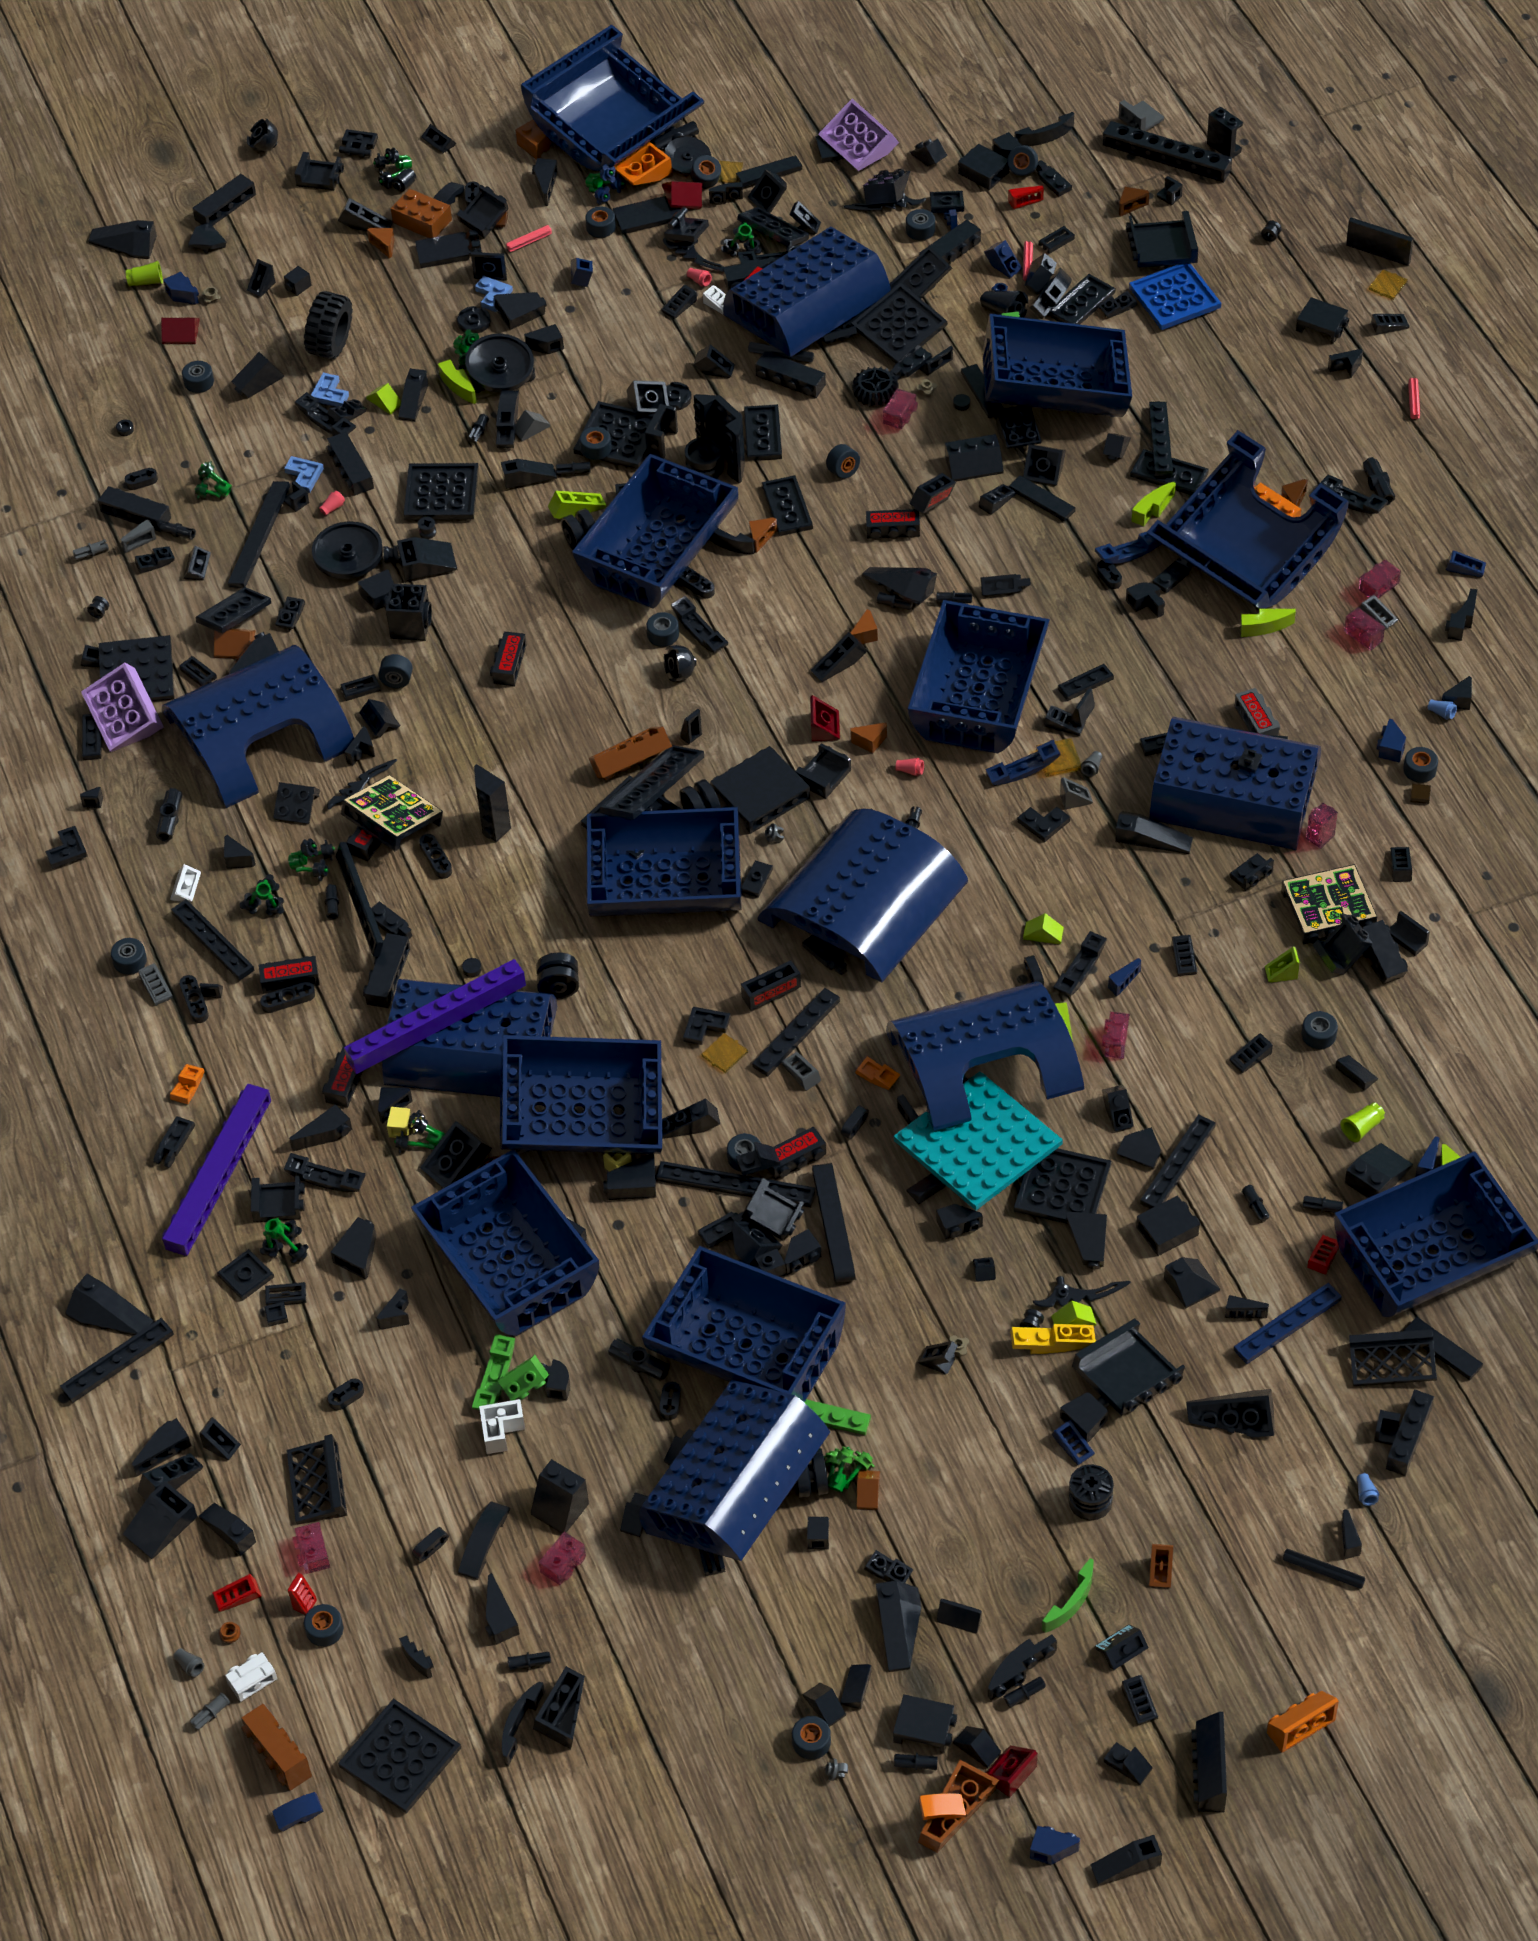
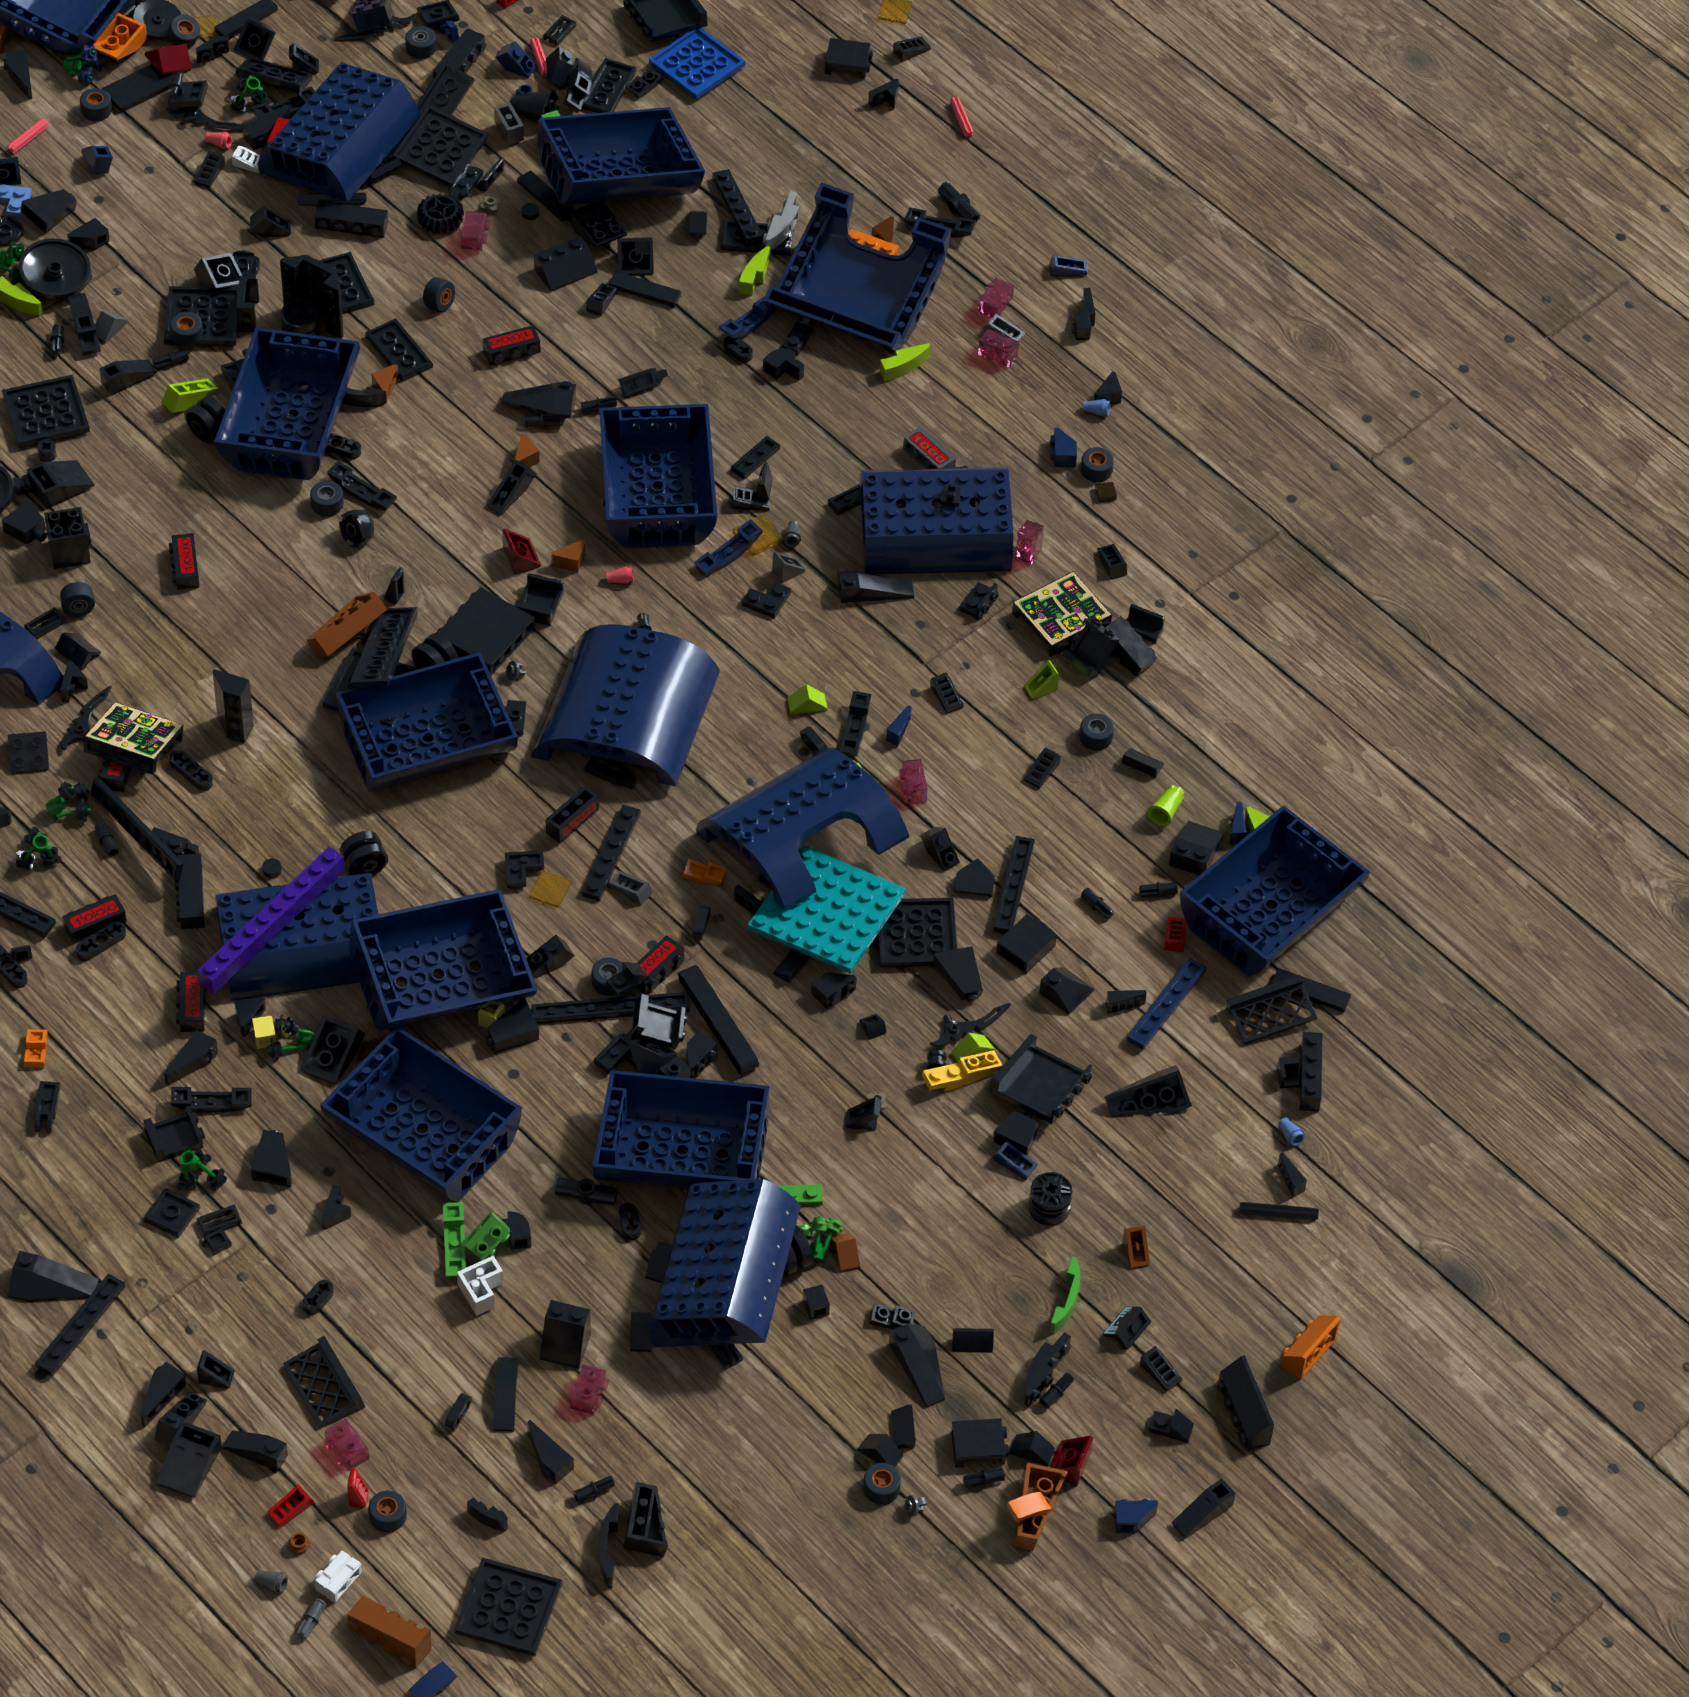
camera: 25 degrees left, 0 degrees up
(216, 1170) = (102, 1121): dark purple brick -> none
(932, 493) = (541, 307): black brick -> none
(971, 315) = (509, 123): none -> dark grey brick
(1196, 465) = (782, 224): none -> light grey slope

